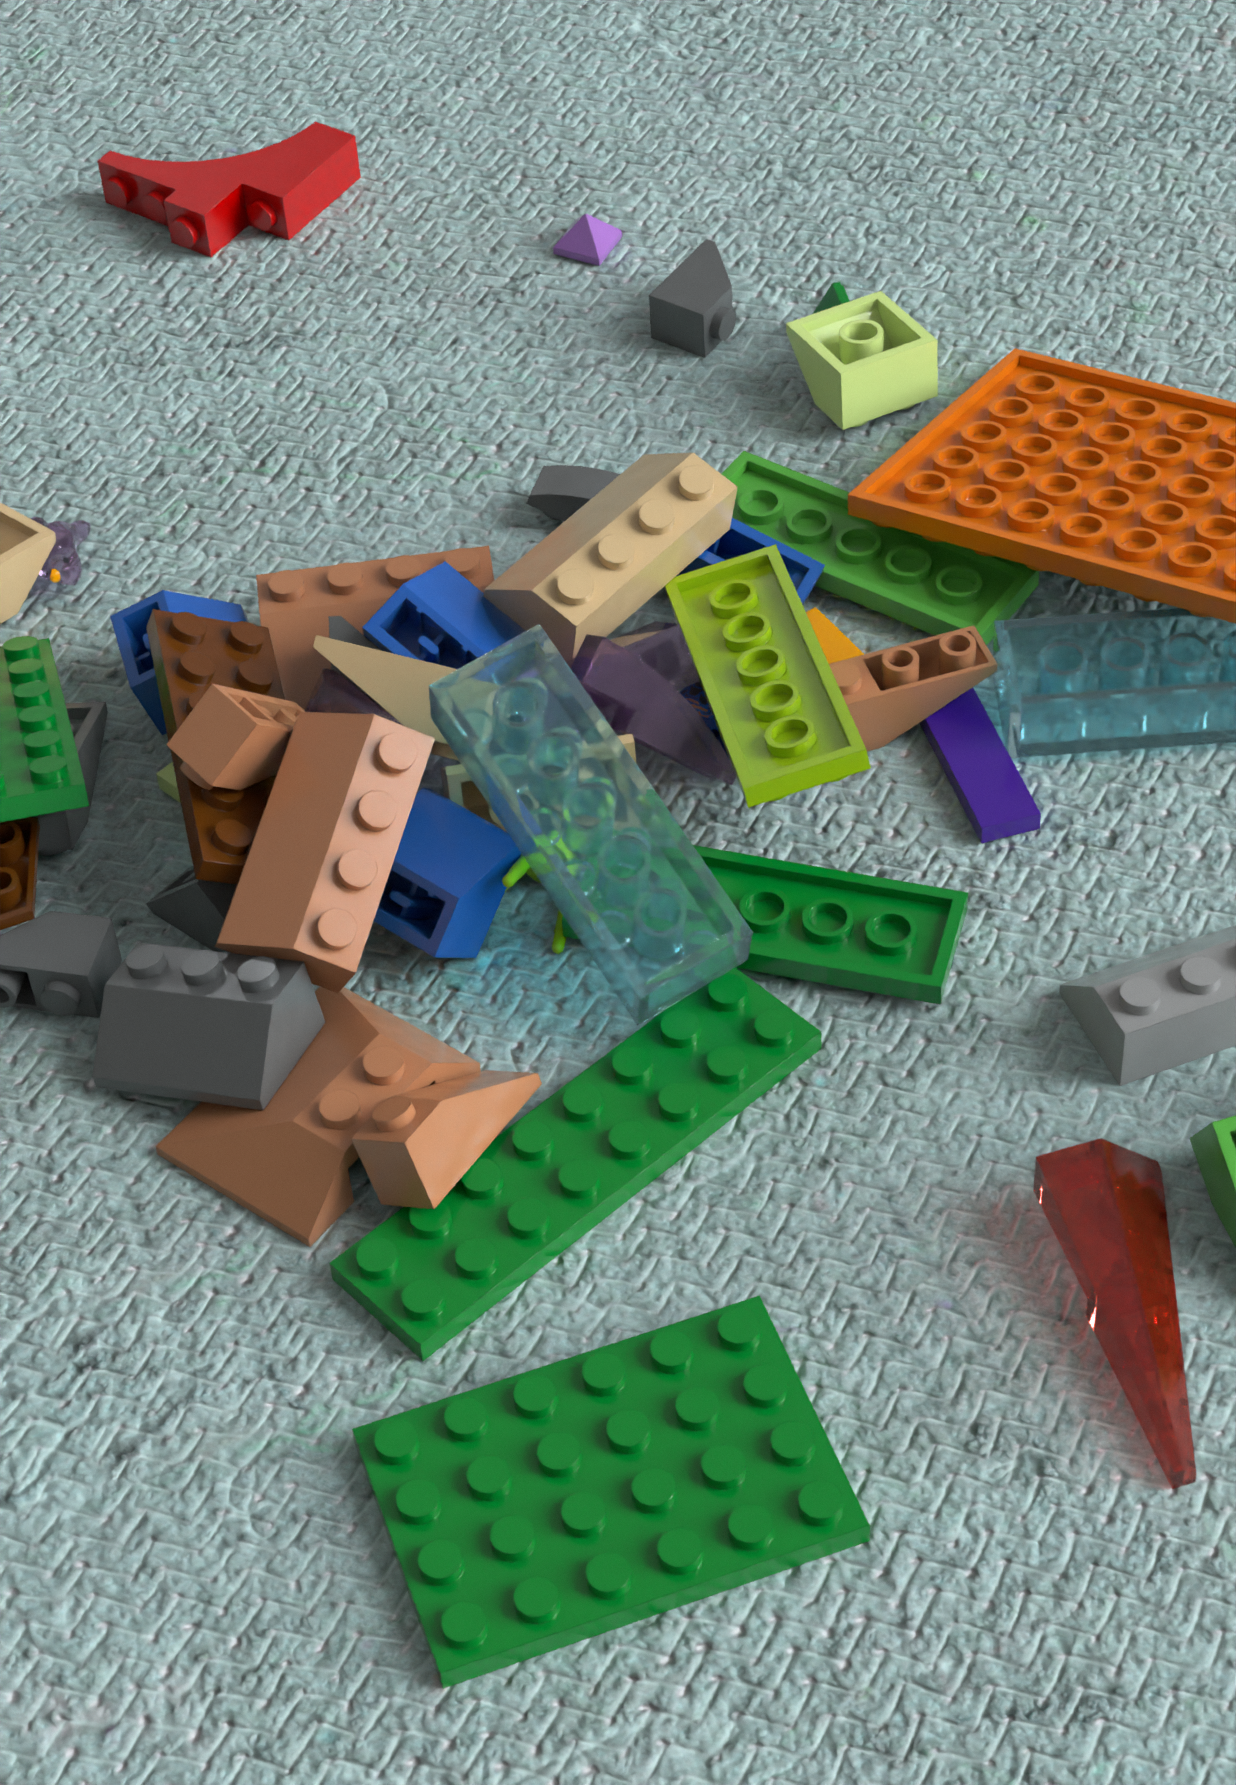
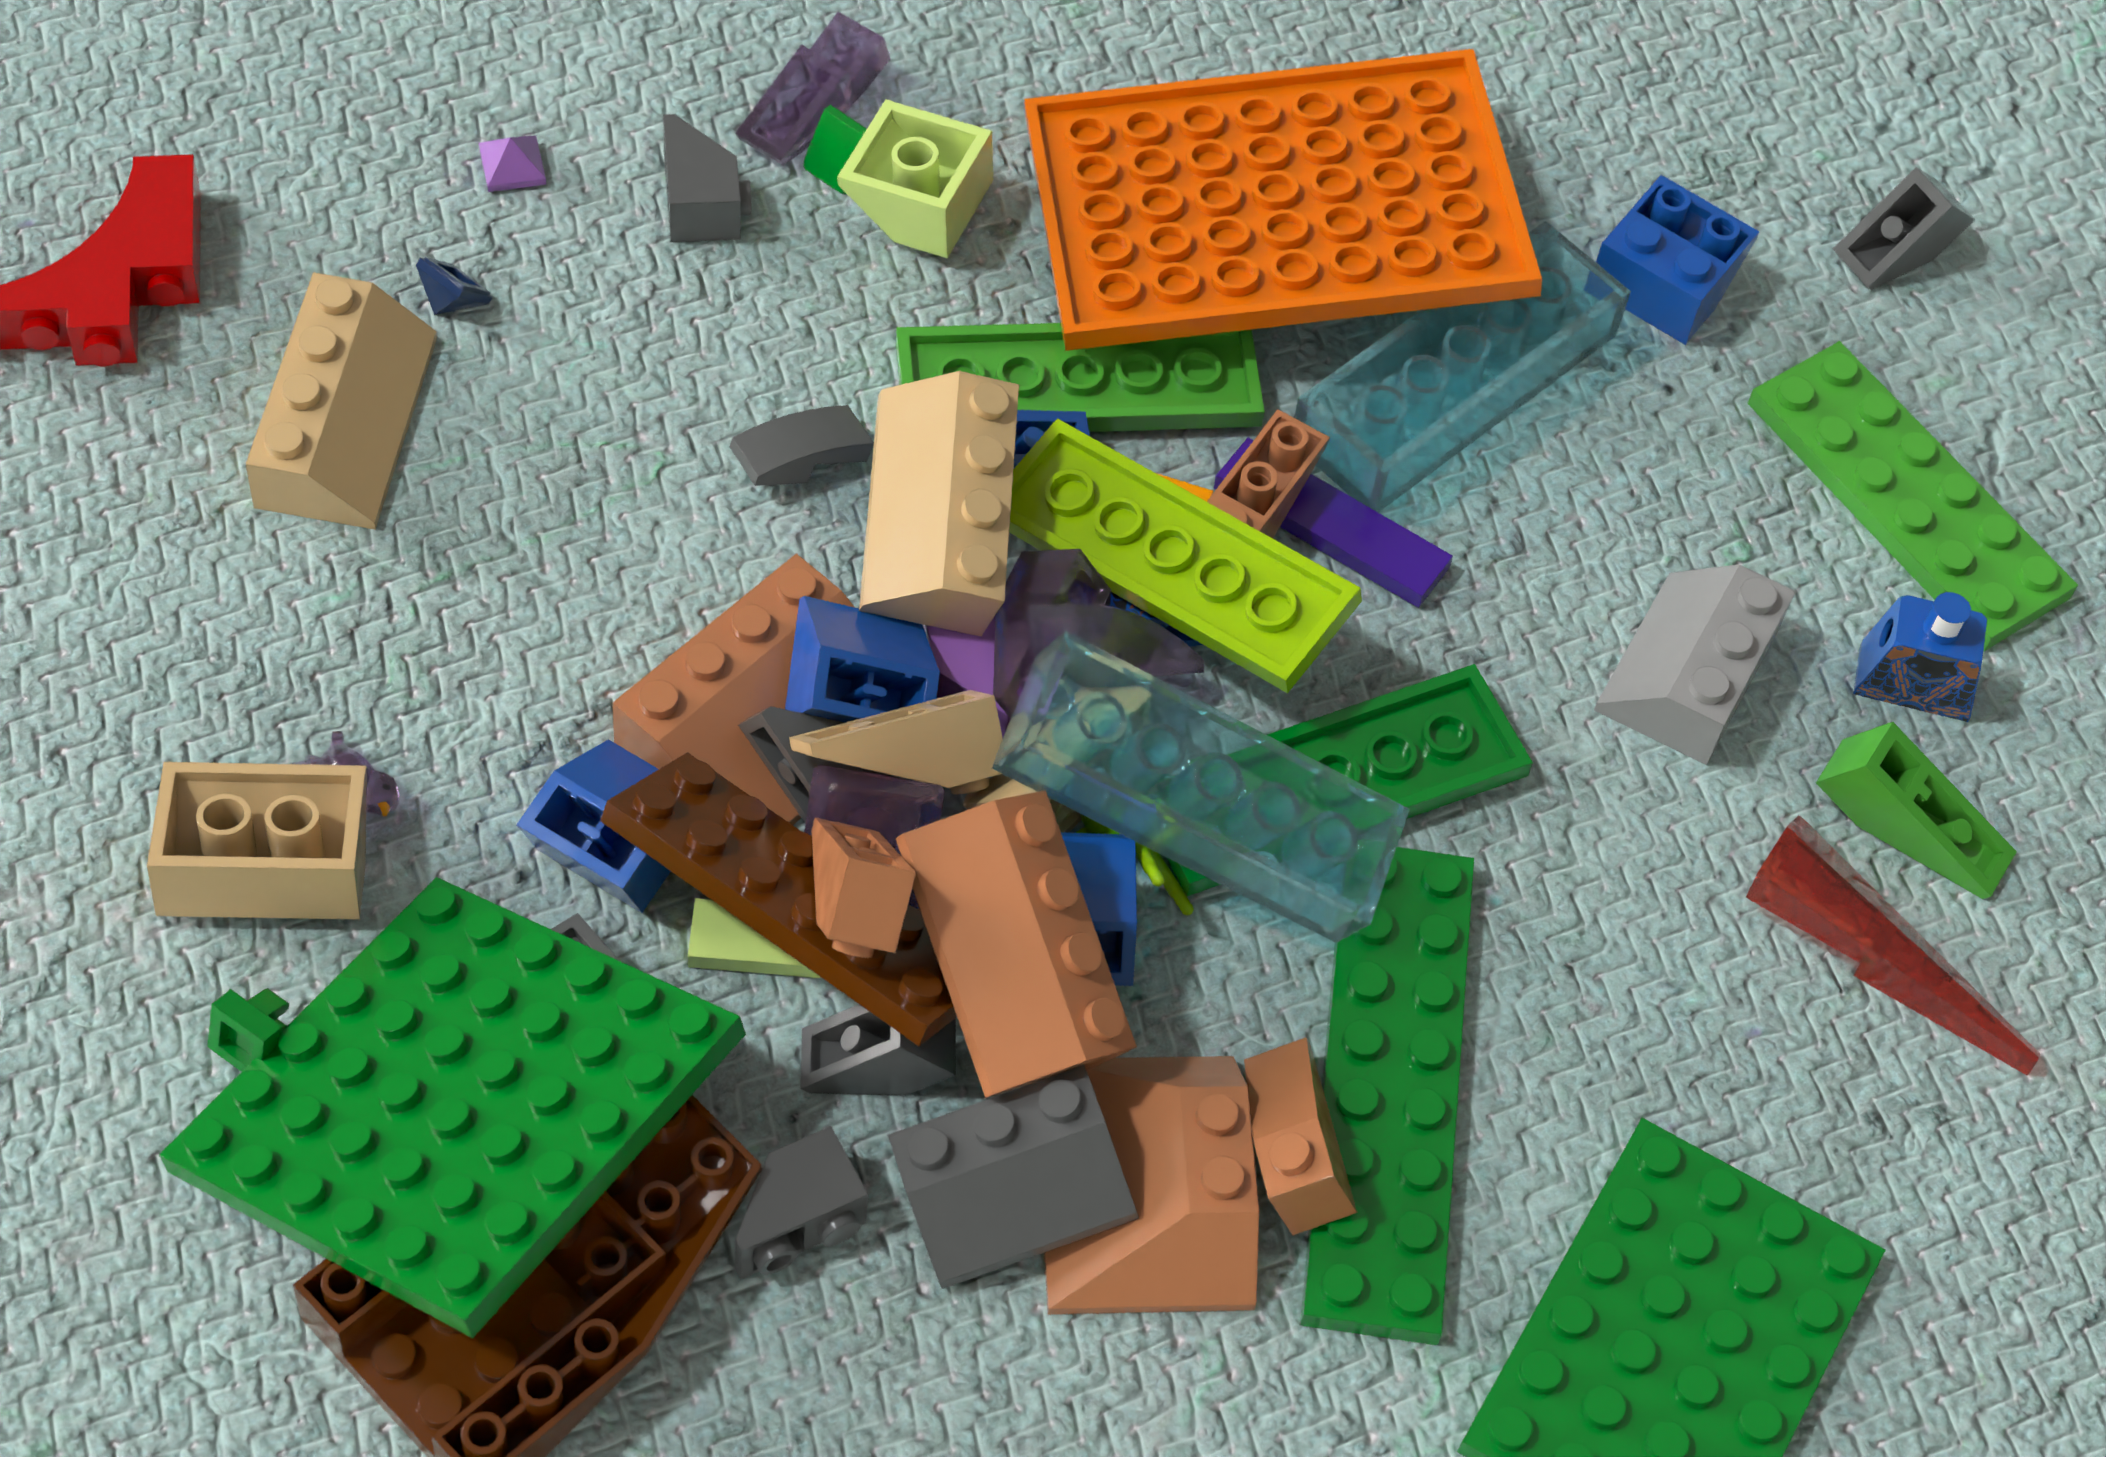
camera: 50 degrees left, 10 degrees up
(298, 326) = (340, 404): none -> tan slope
(456, 293) = (449, 287): none -> dark blue slope
(894, 266) = (829, 73): none -> clear purple slope

